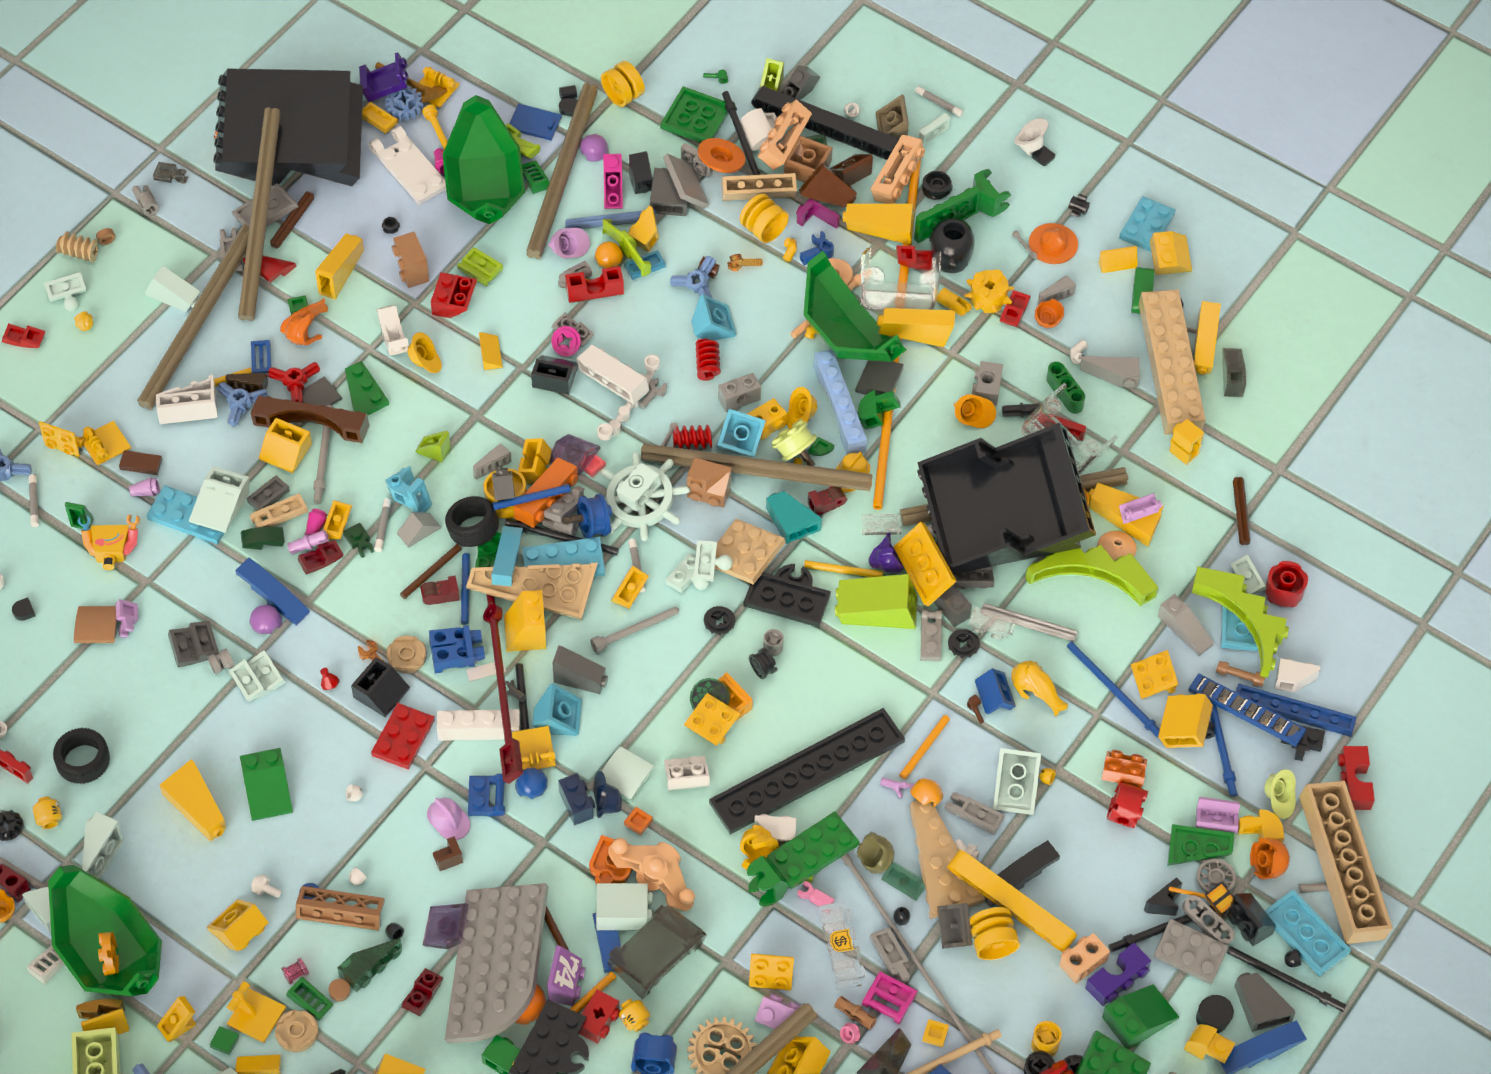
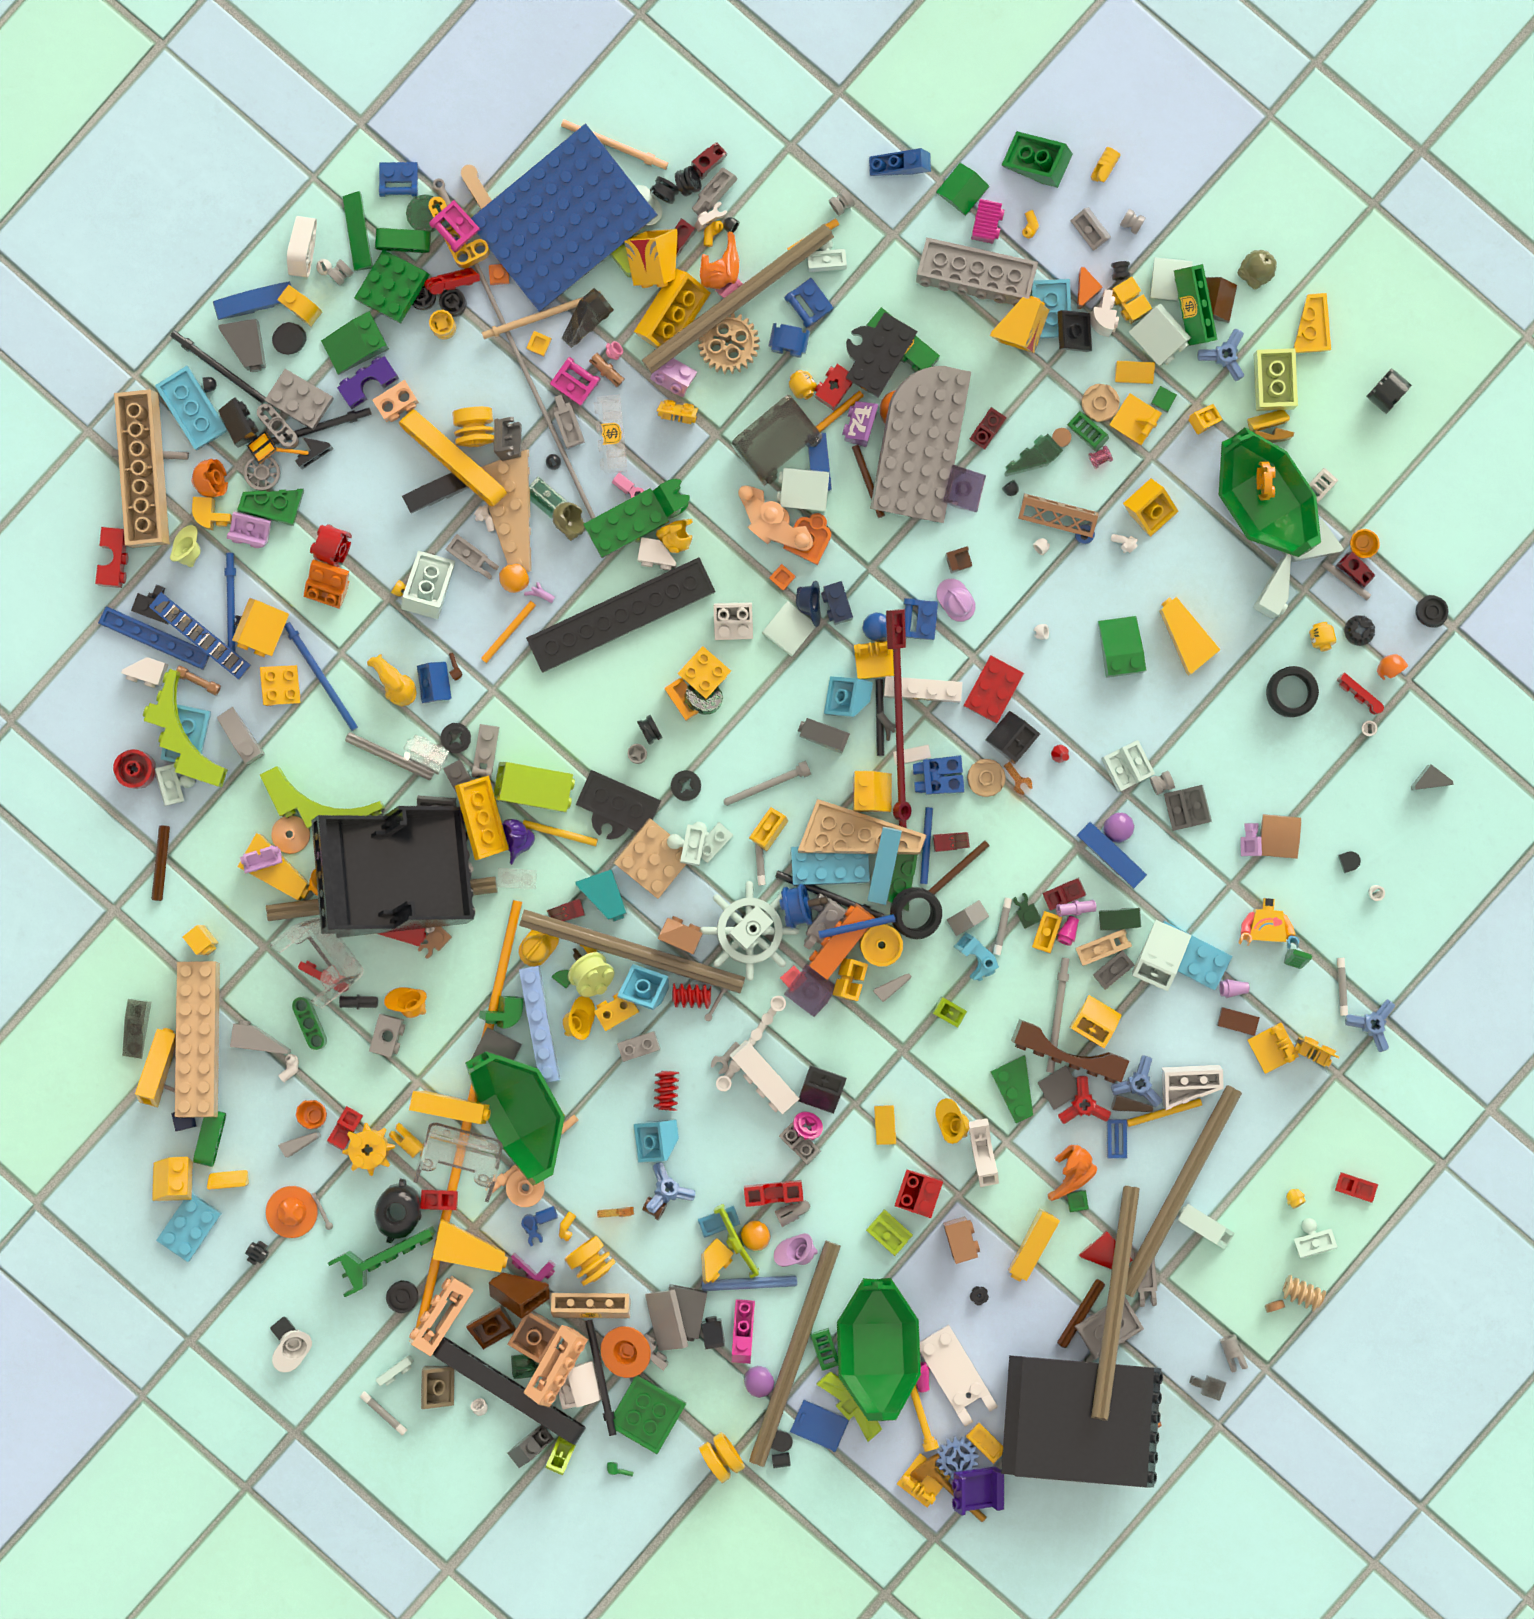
camera: 170 degrees left, 30 degrees up
(503, 484) = (883, 939): slope -> none

